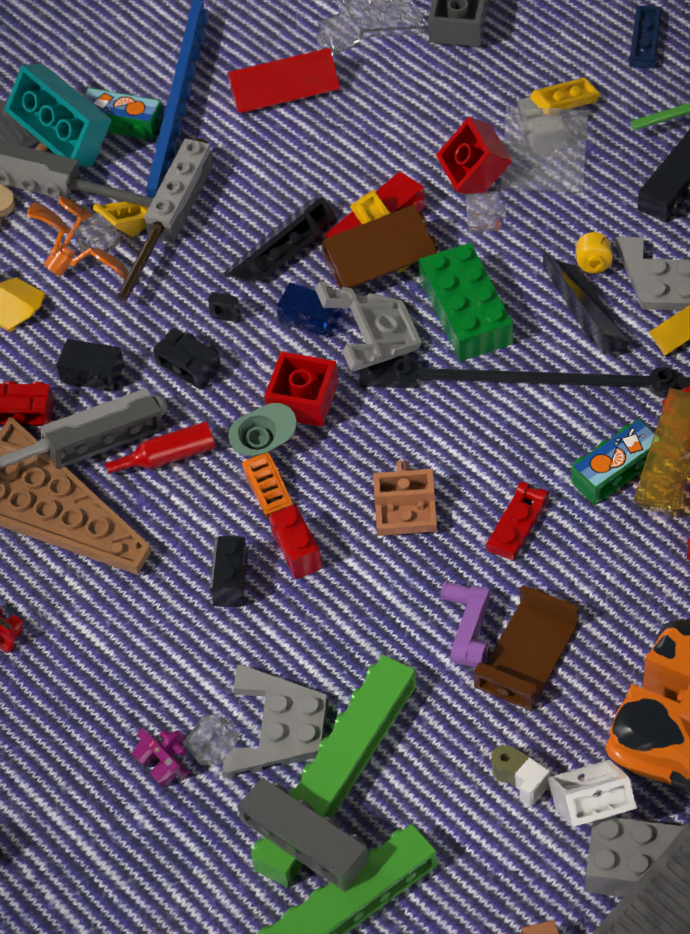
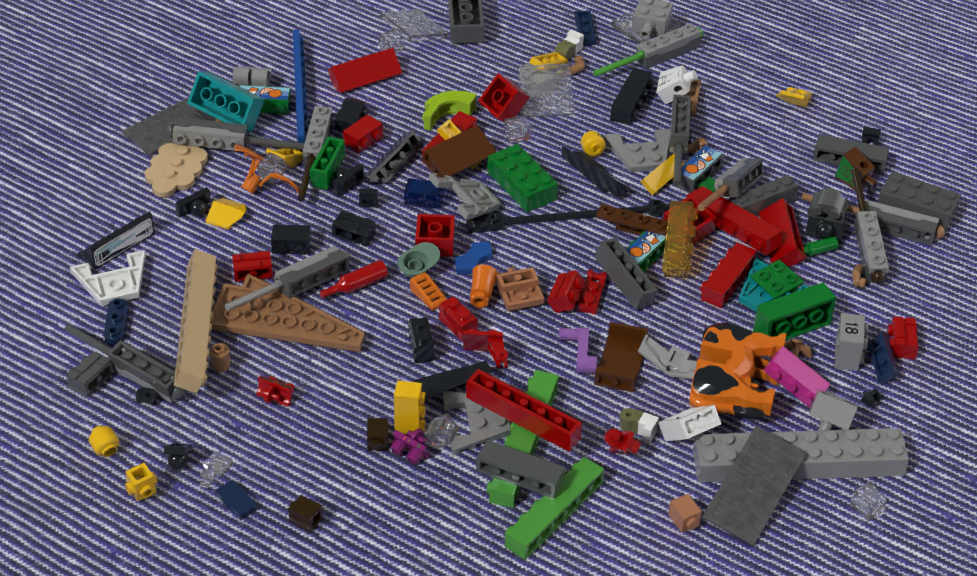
camera: 20 degrees left, 10 degrees down
(112, 73) = (251, 76): none -> light grey plate
(119, 726) = (377, 434): none -> dark brown brick
(165, 698) = (408, 407): none -> yellow brick
(178, 239) = (327, 162): none -> green brick
(201, 269) = (347, 179): none -> black tile
(236, 653) = (450, 379): none -> black wedge
(240, 156) = (350, 112): none -> black brick
(248, 192) = (363, 133): none -> red brick
(331, 592) = (486, 341): none -> red plate
(336, 732) = (524, 410): none -> red brick
(343, 440) = (476, 255): none -> blue tile
(348, 488) = (482, 285): none -> orange plant
(389, 152) = (448, 103): none -> lime arch
(473, 517) = (566, 291): none -> red brick
(476, 806) = (621, 441): none -> red hips
(572, 501) = (625, 273): none -> dark grey brick
(606, 670) = (672, 363): none -> light grey plate
(609, 403) = (631, 221): none -> reddish brown bracket
(610, 68) = (570, 45): none -> leg
(614, 106) = (579, 65): none -> medium nougat arm

